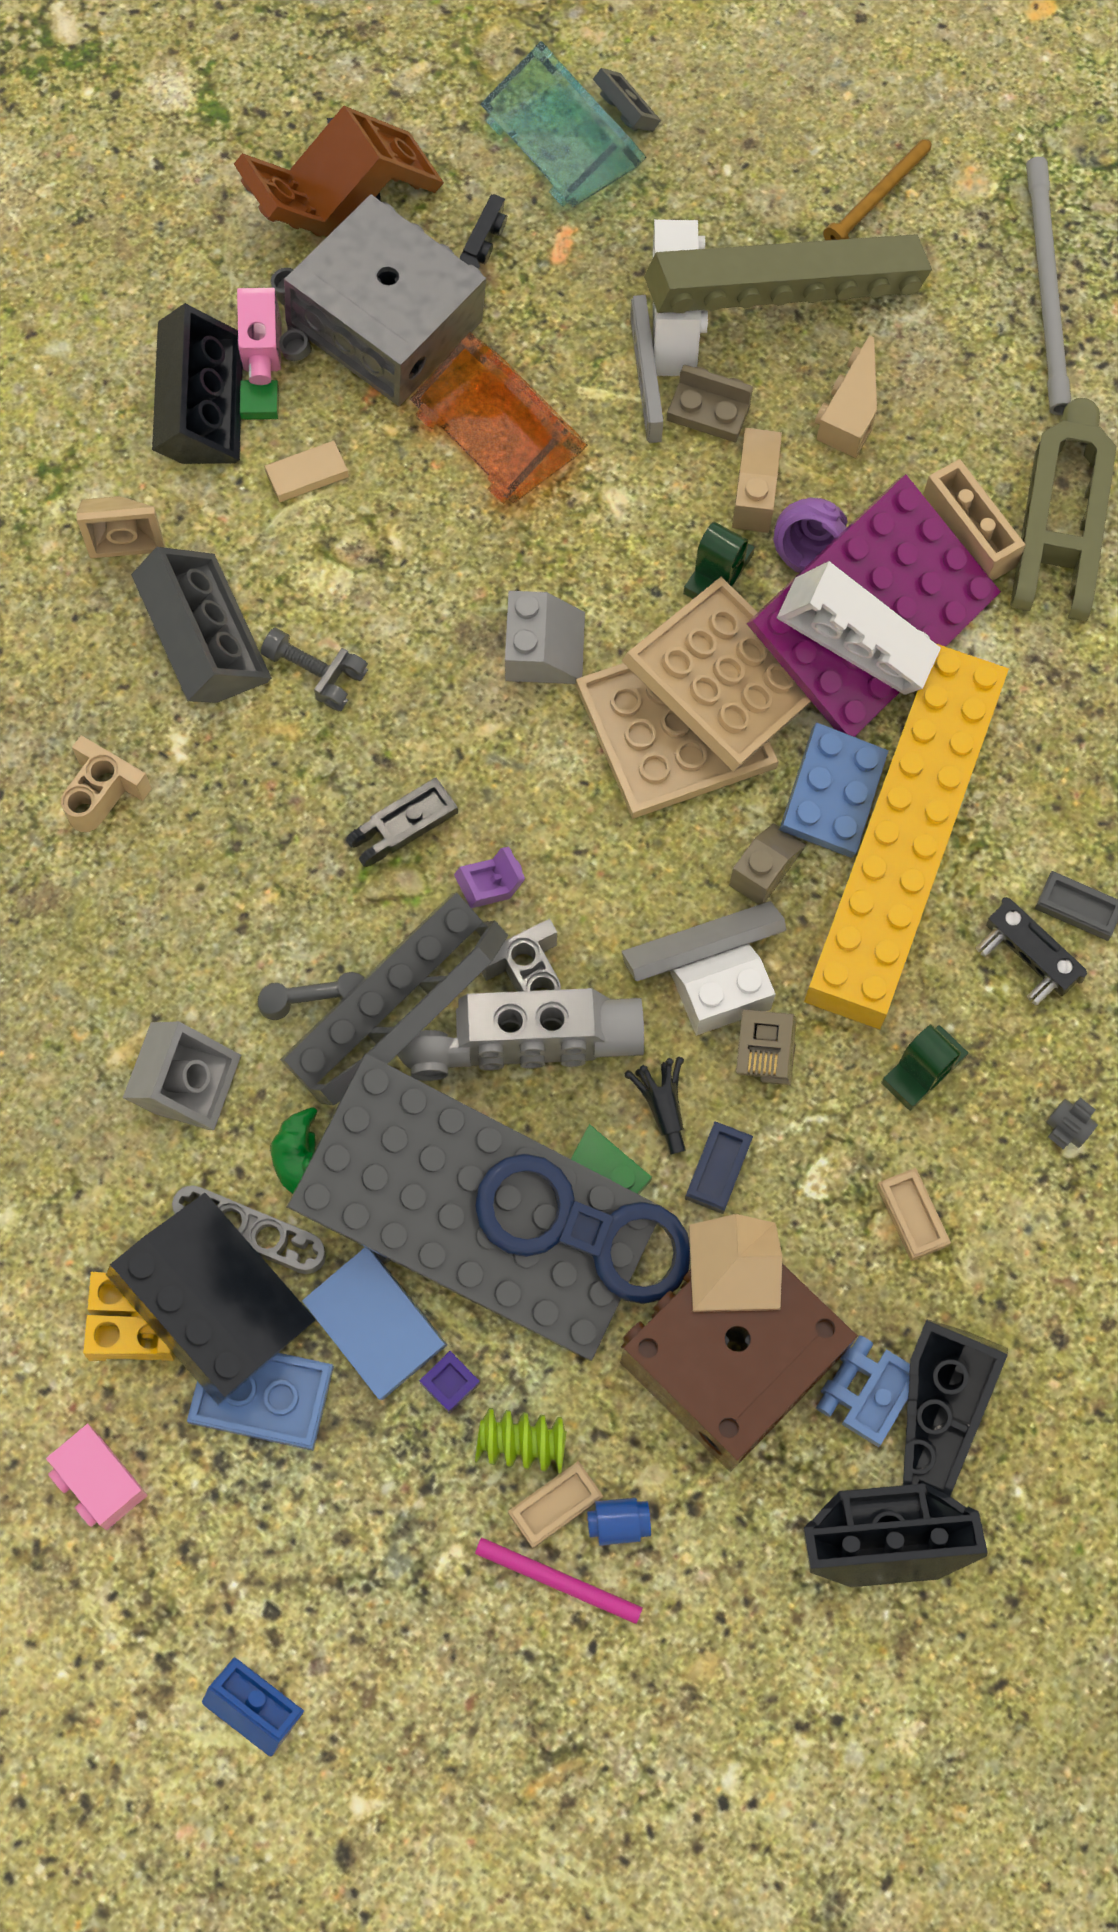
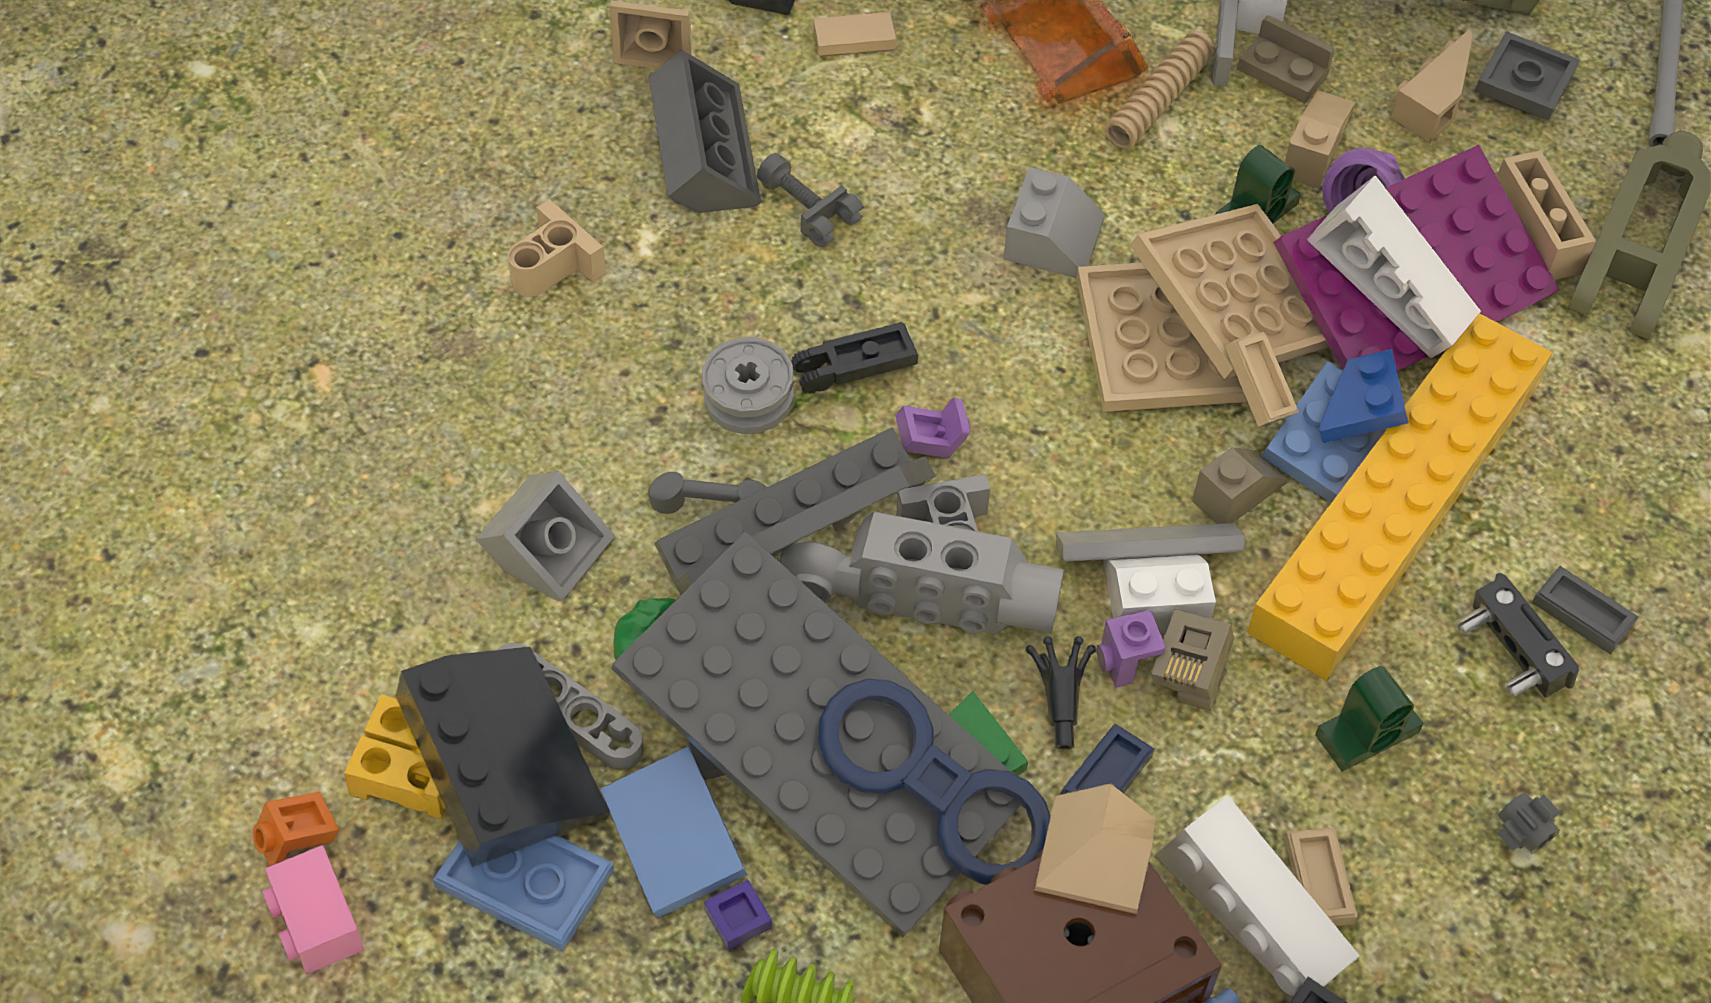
camera: 15 degrees right, 15 degrees down
(53, 1407) = (293, 825): none -> orange bracket
(303, 858) = (748, 385): none -> light grey wheel
(603, 465) = (1160, 89): none -> tan piece
(710, 1049) = (1126, 642): none -> medium lavender bracket
(766, 765) = (1261, 378): none -> tan tile
(858, 758) = (1365, 398): none -> blue wing
(868, 1254) = (1257, 897): none -> white wedge
(930, 366) = (1527, 75): none -> dark grey plate

